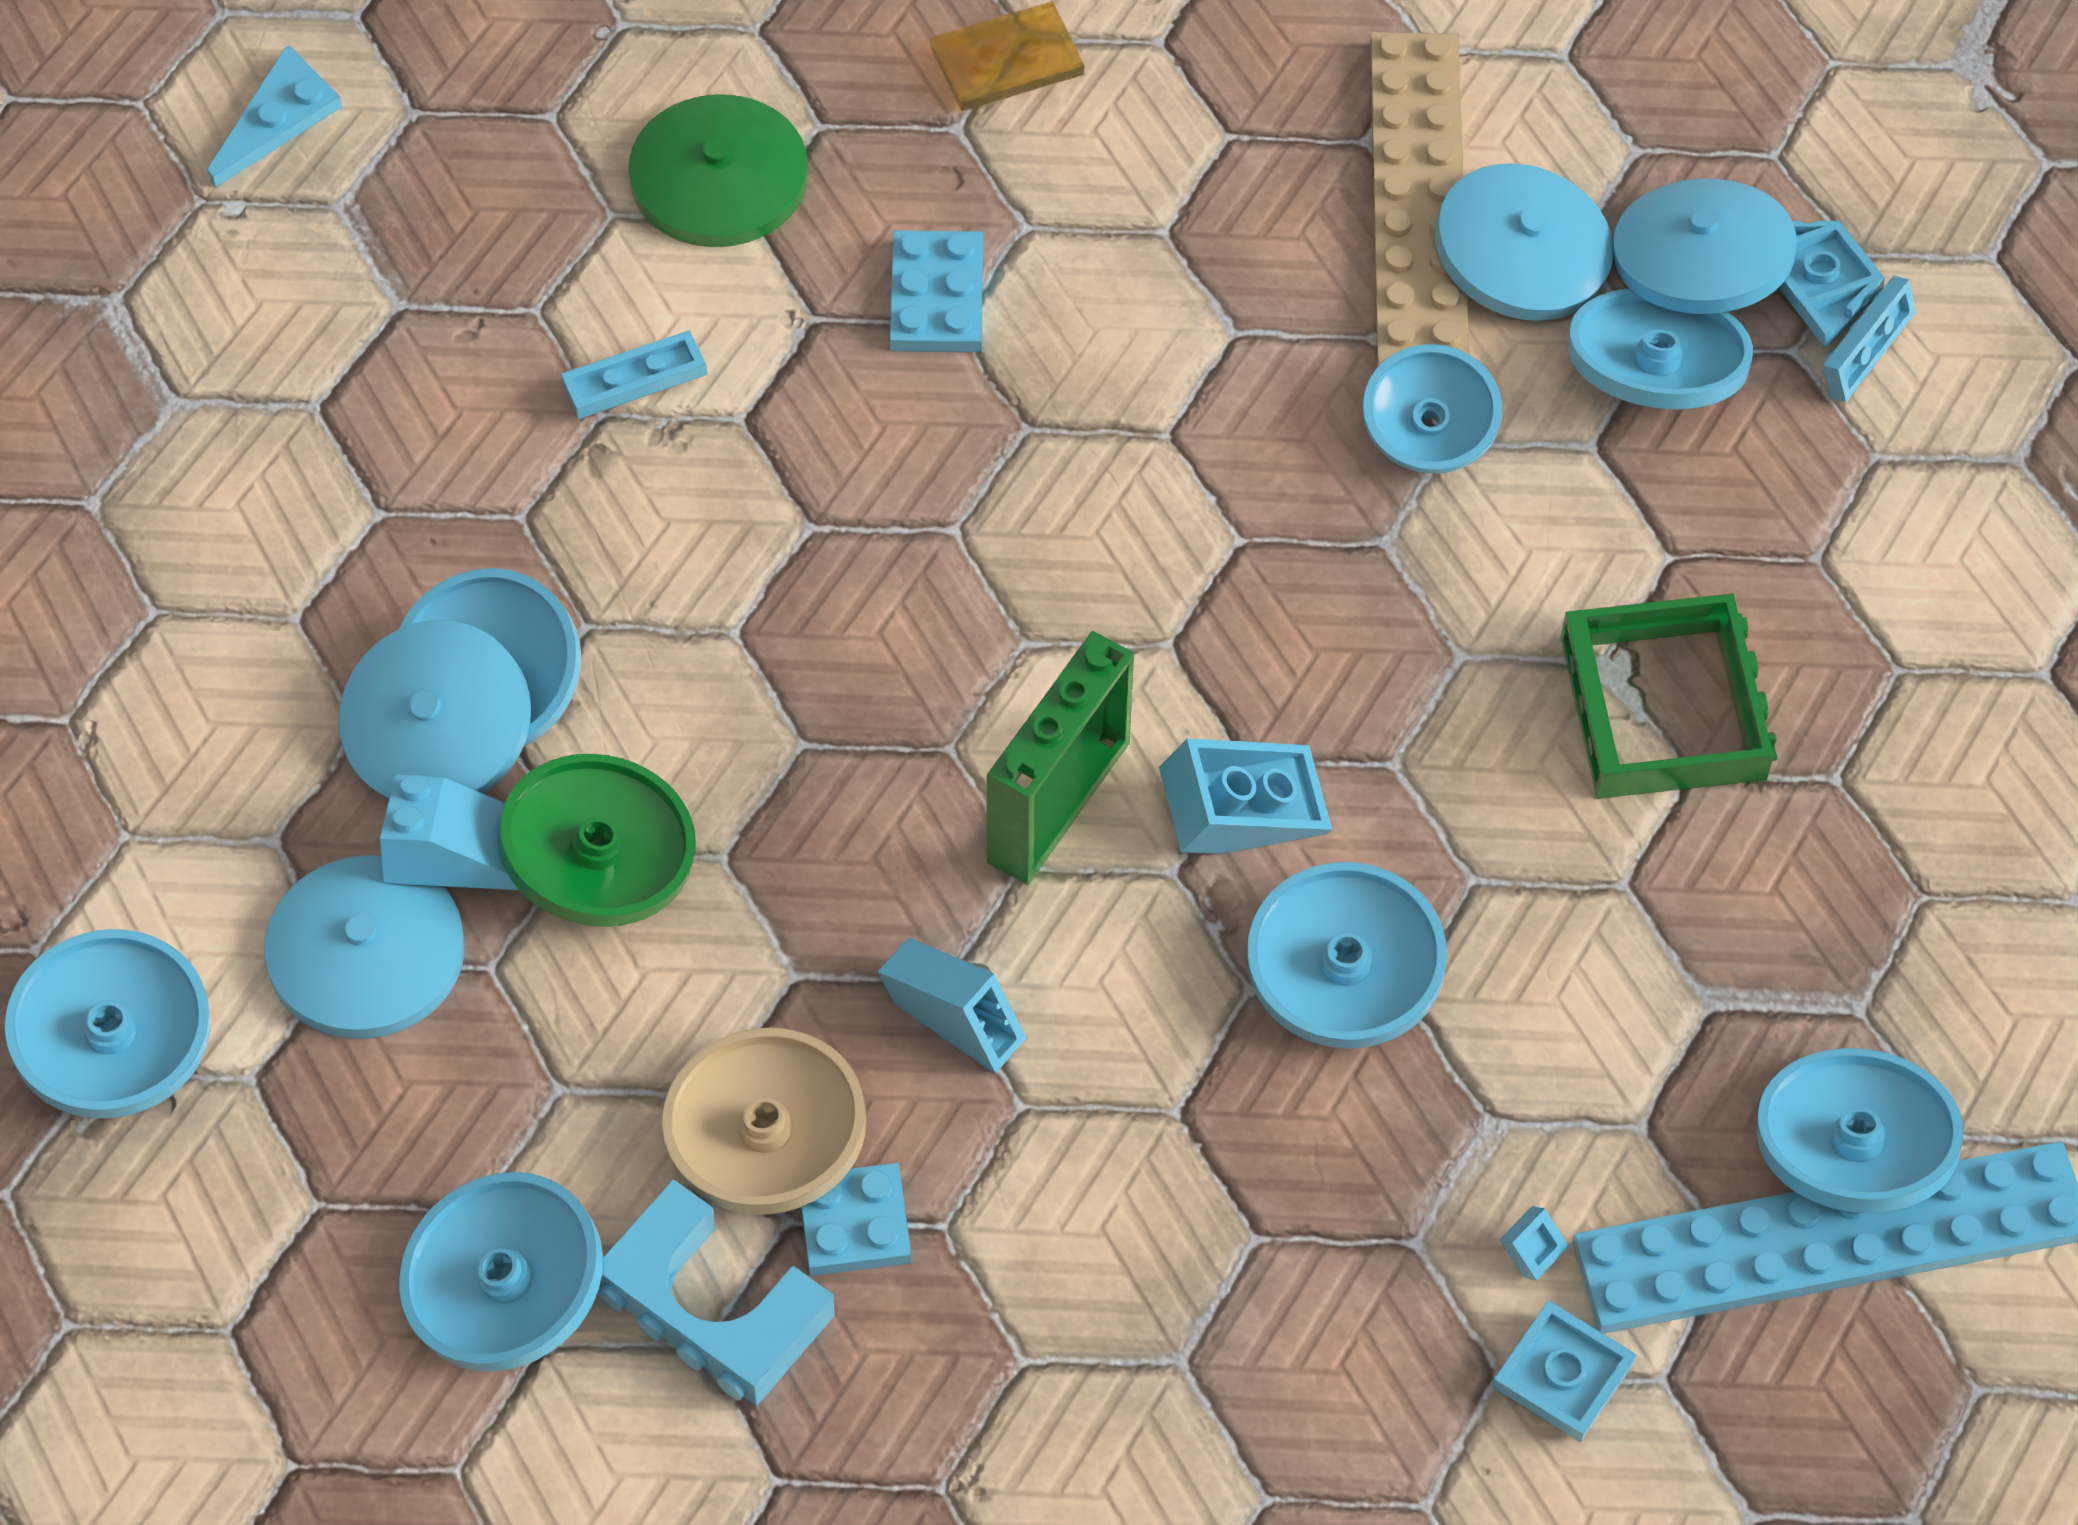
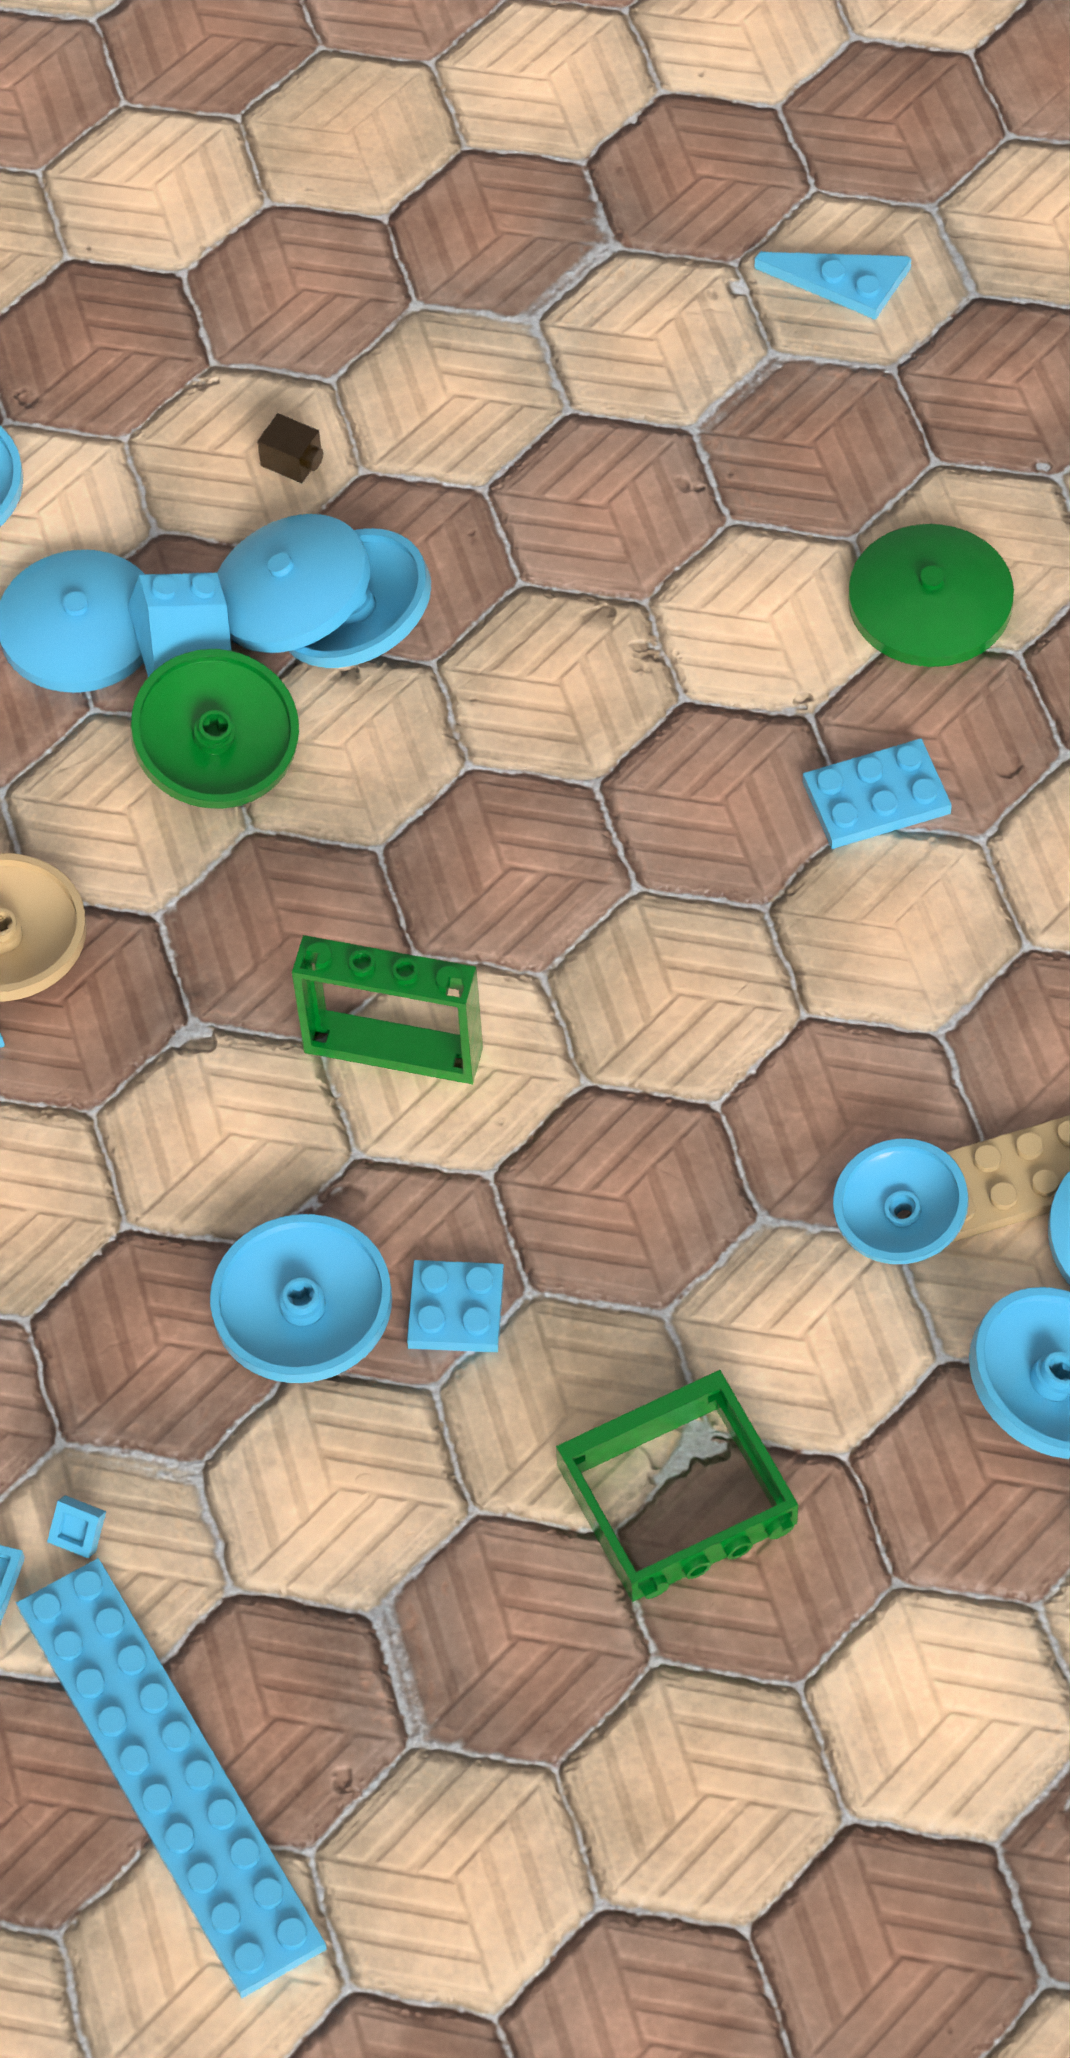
camera: 75 degrees right, 0 degrees up
(241, 668) = (290, 448): none -> dark brown brick
(634, 374) = (686, 605): medium azure plate -> none
(954, 1001) = (155, 1025): medium azure slope -> none
(1242, 795) = (442, 1181): medium azure slope -> none
(1390, 828) = (455, 1306): none -> medium azure plate
(1859, 1130) = (265, 1757): medium azure dish -> none

